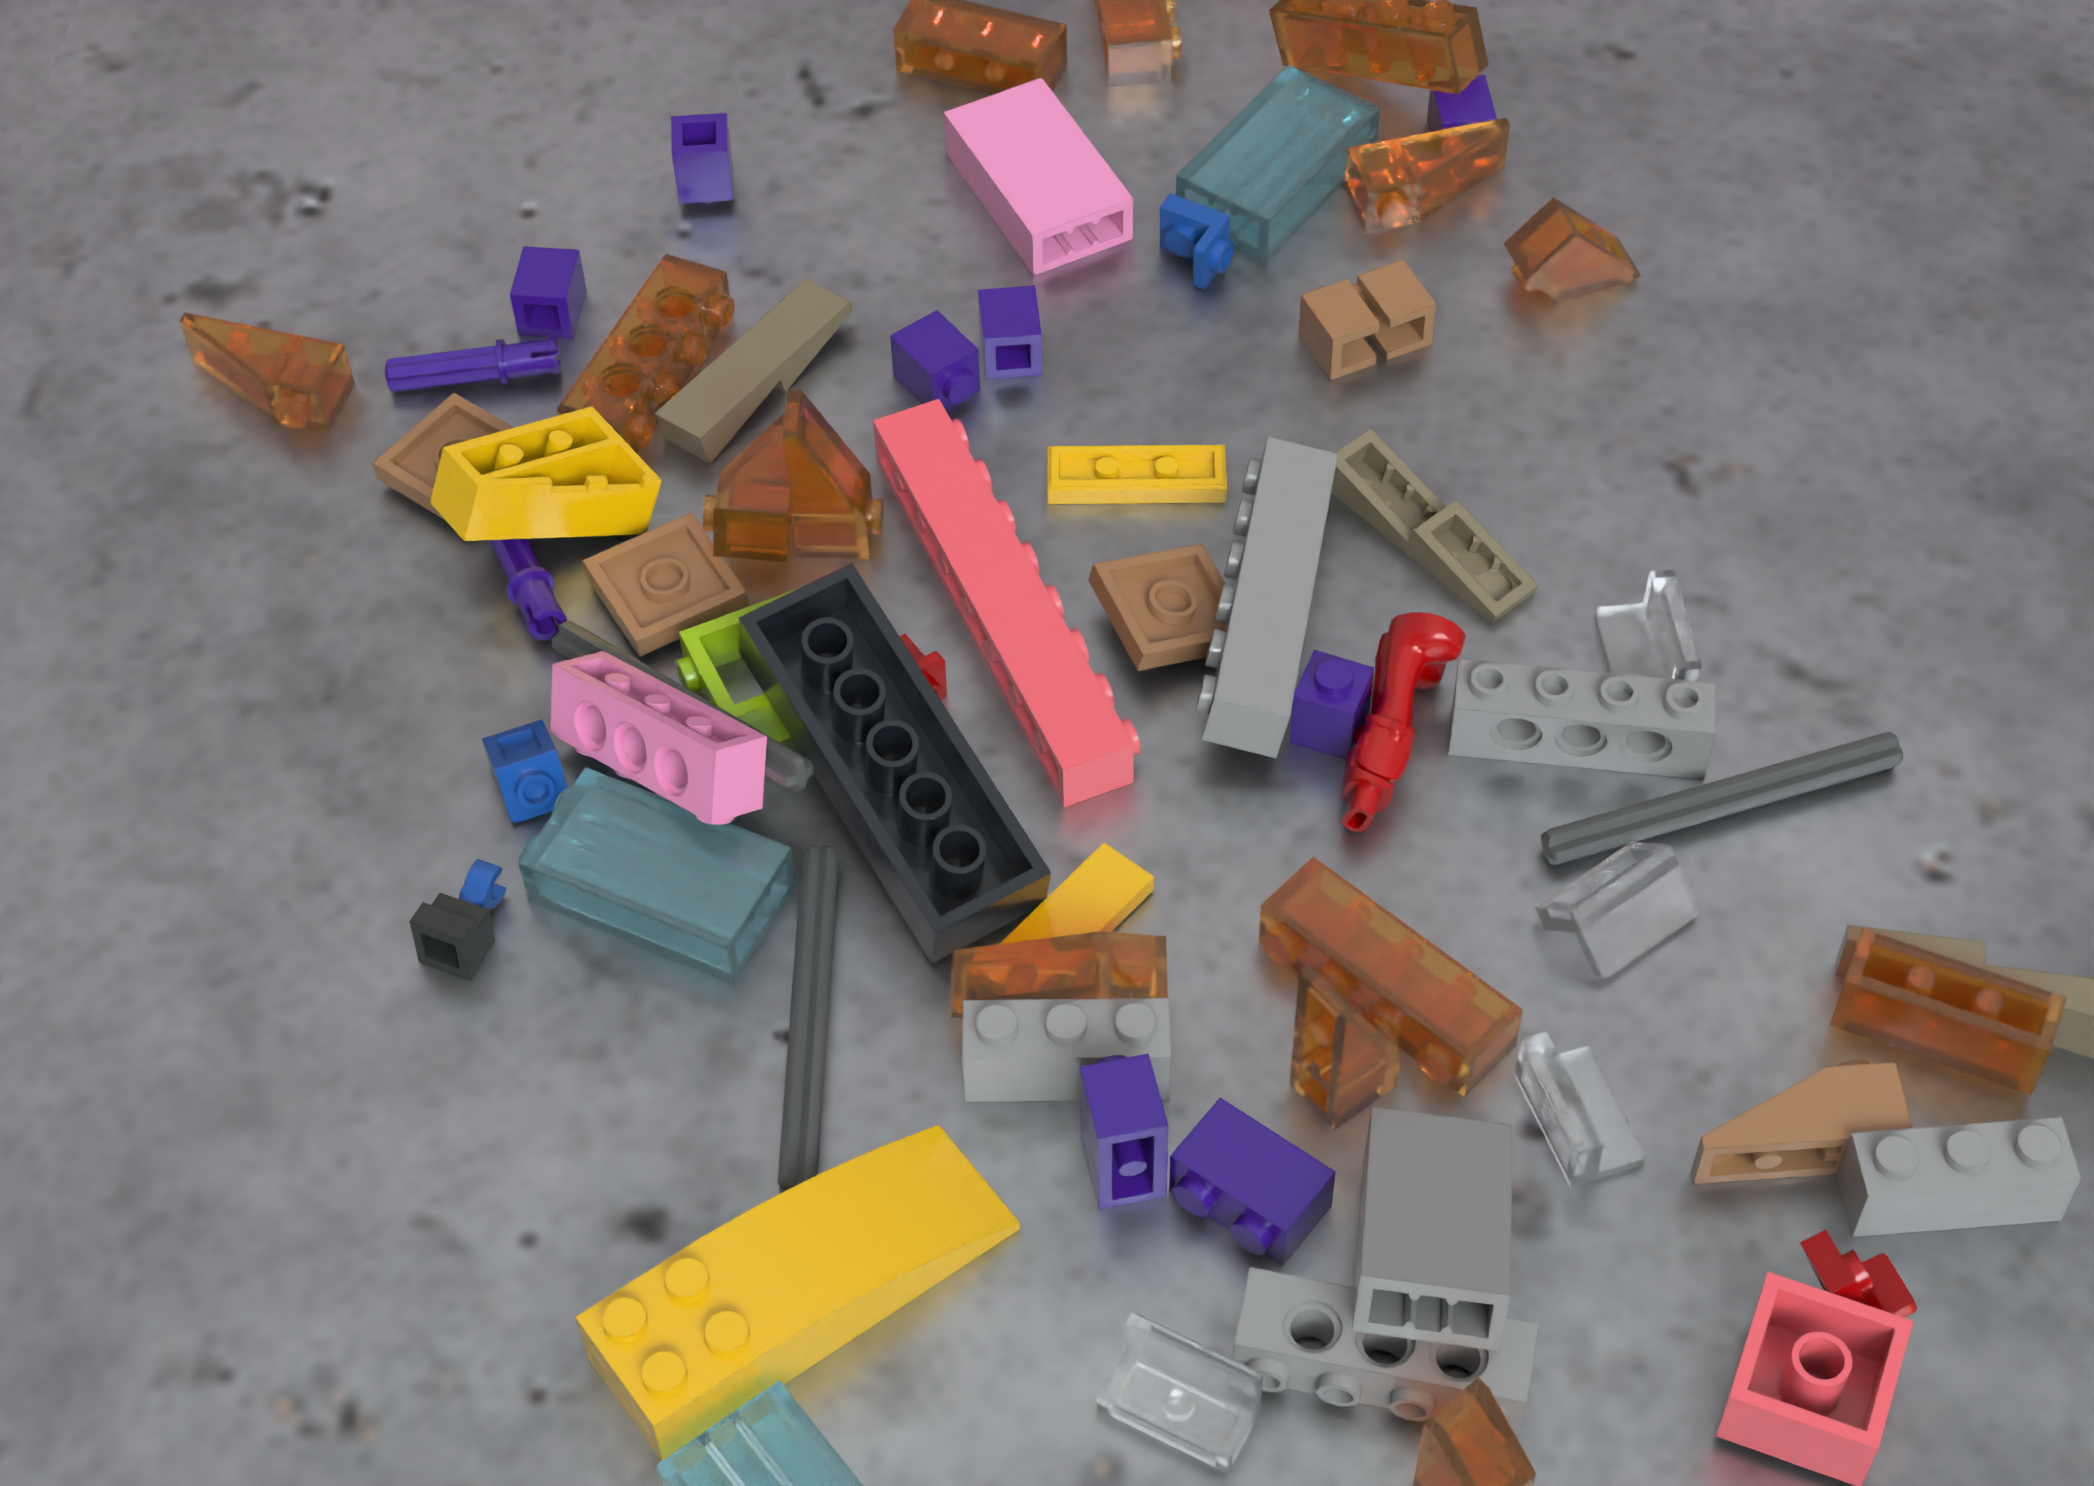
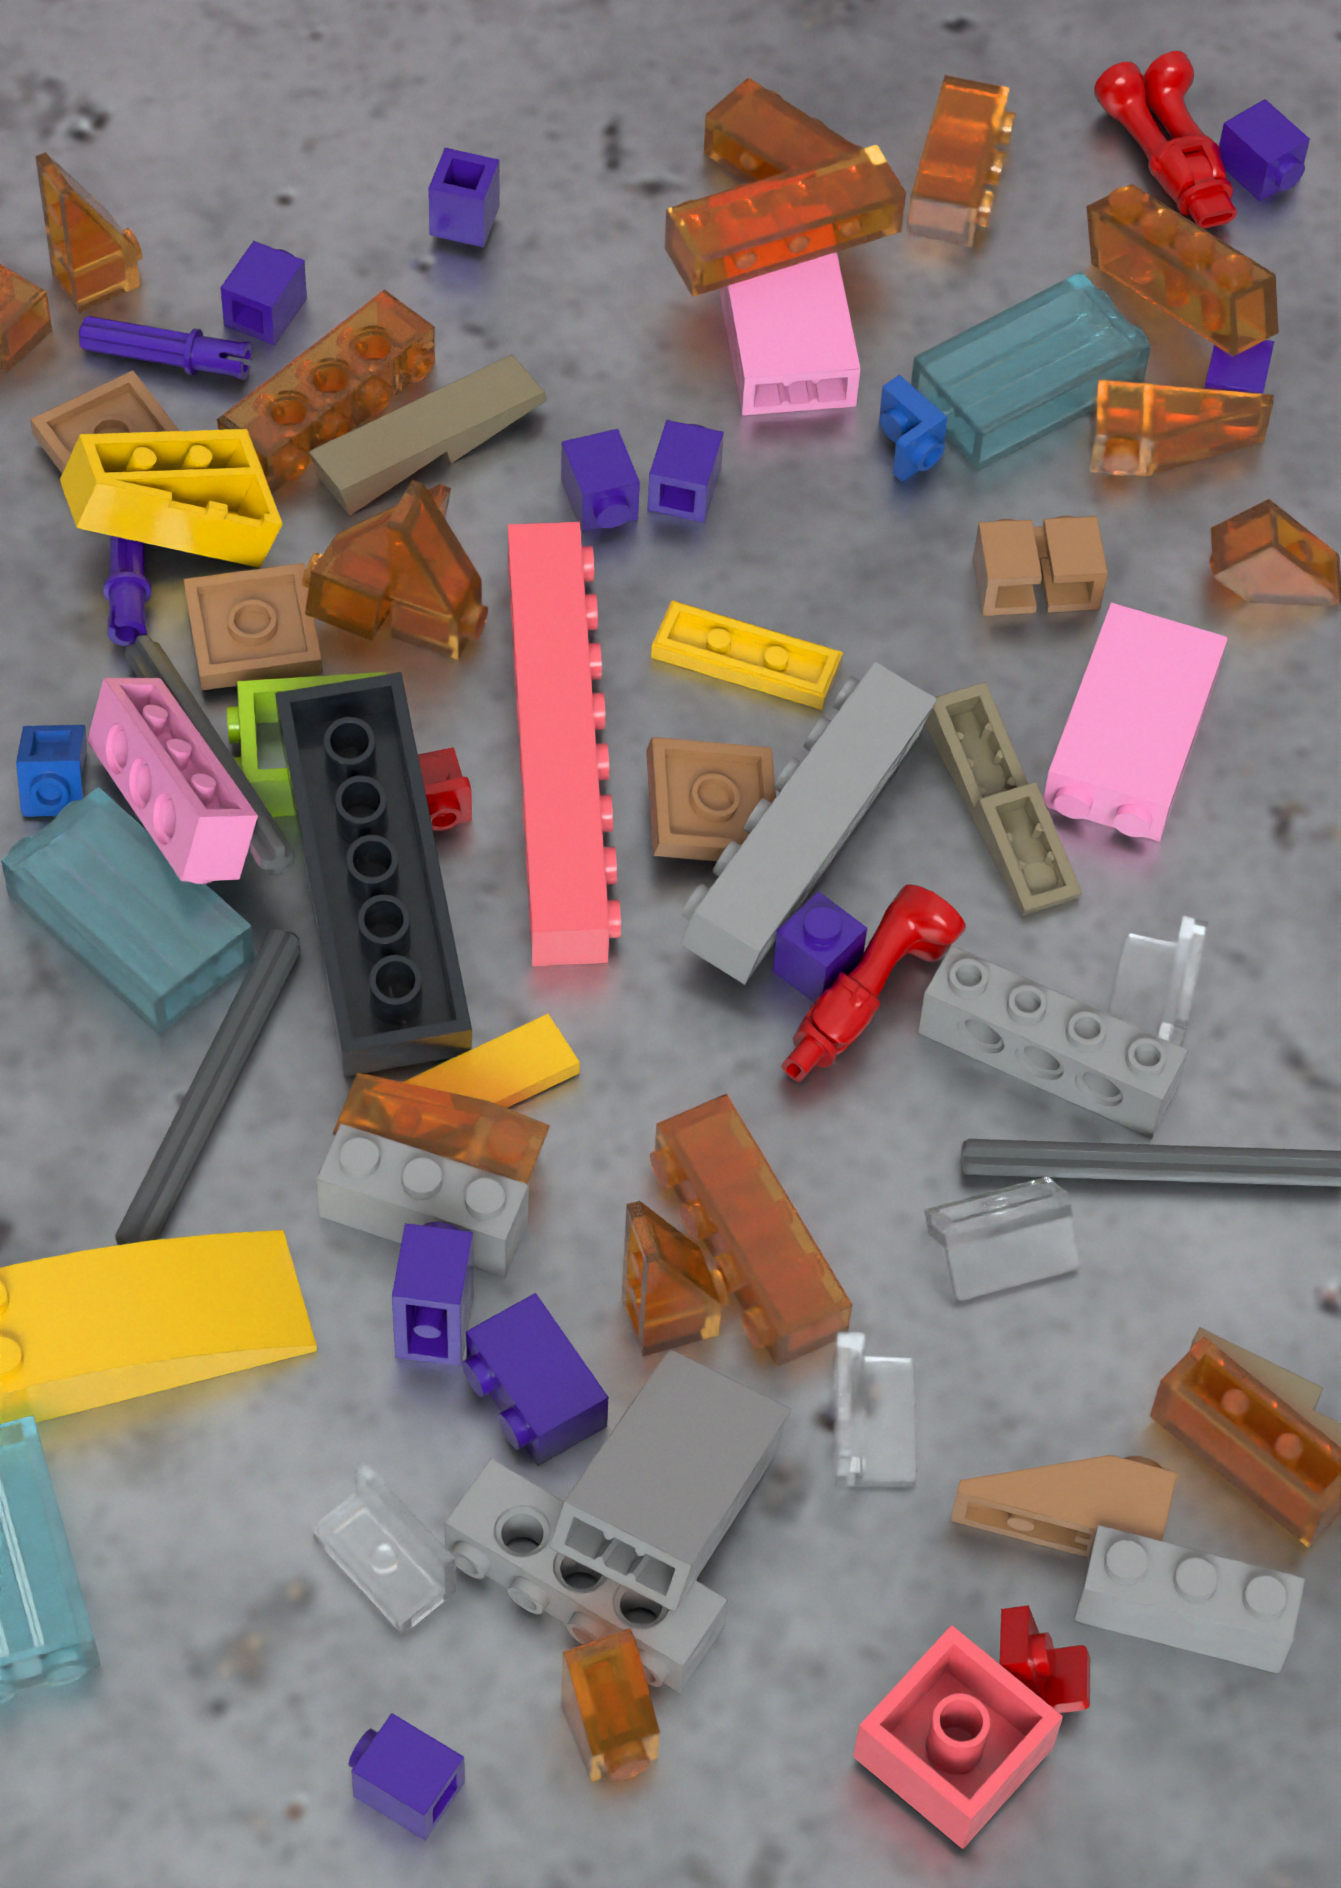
camera: 15 degrees right, 5 degrees up
(364, 295) = (85, 243): none -> clear orange slope
(1010, 91) = (784, 220): none -> clear orange brick
(1517, 425) = (1134, 722): none -> bright pink brick

